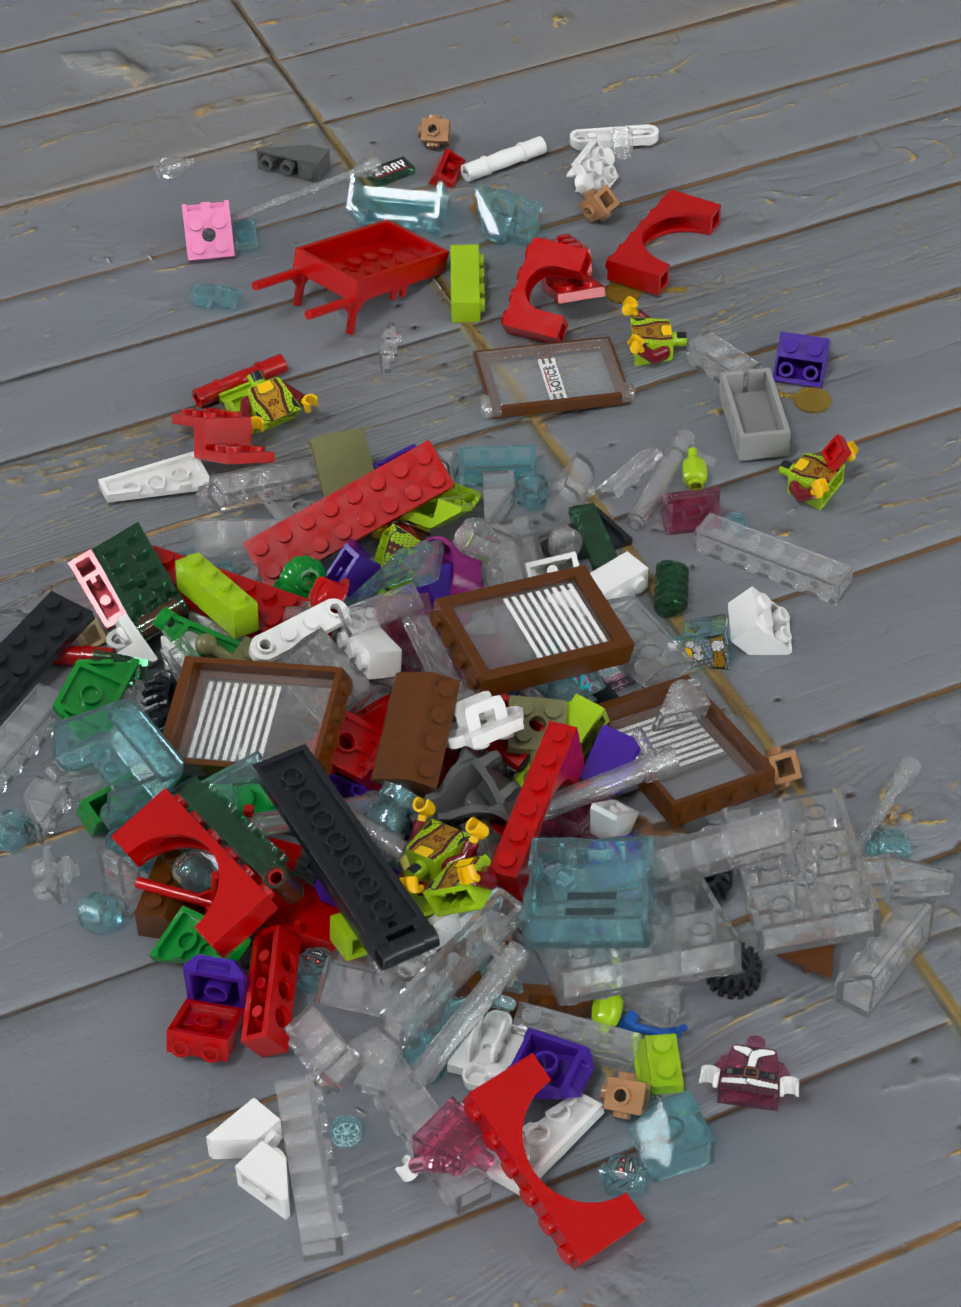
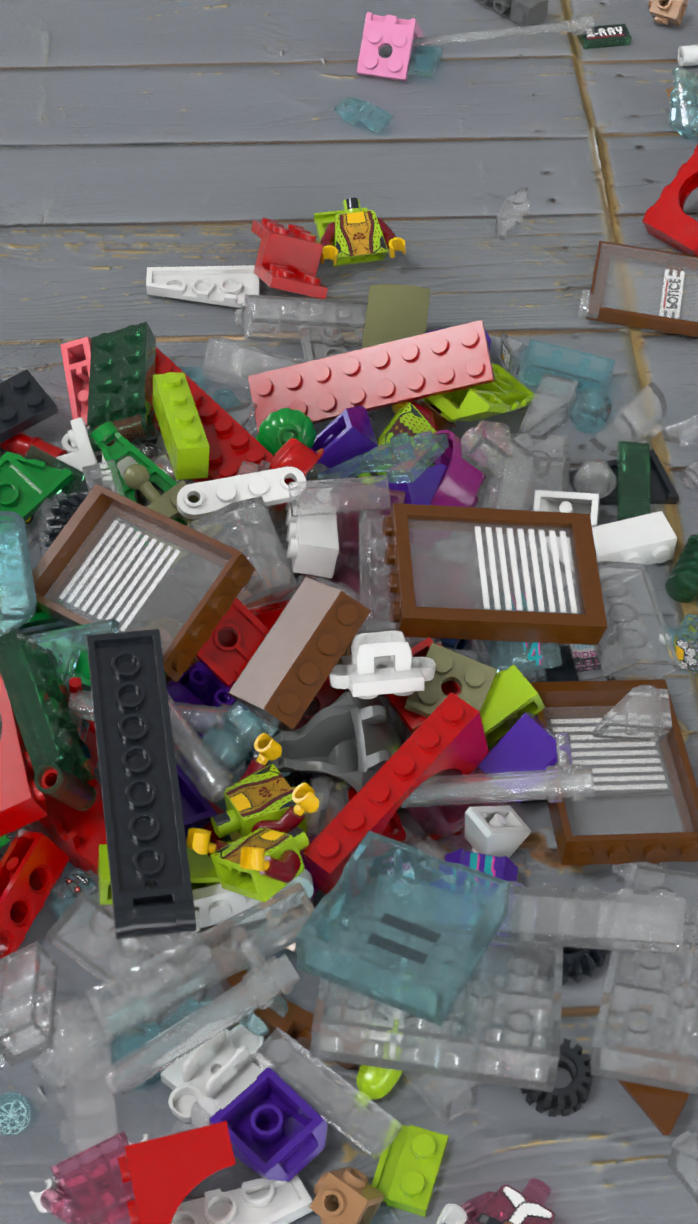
camera: 20 degrees right, 5 degrees up
(92, 635) = (52, 428): tan slope -> none
(210, 392) = (377, 201): red piece -> none
(361, 266) = (520, 121): red piece -> none
(400, 206) = (590, 70): clear light blue windscreen -> none
(447, 169) = (664, 48): red slope -> none
(467, 283) = (626, 168): lime brick -> none
(630, 1023) = (400, 1100): blue piece -> none

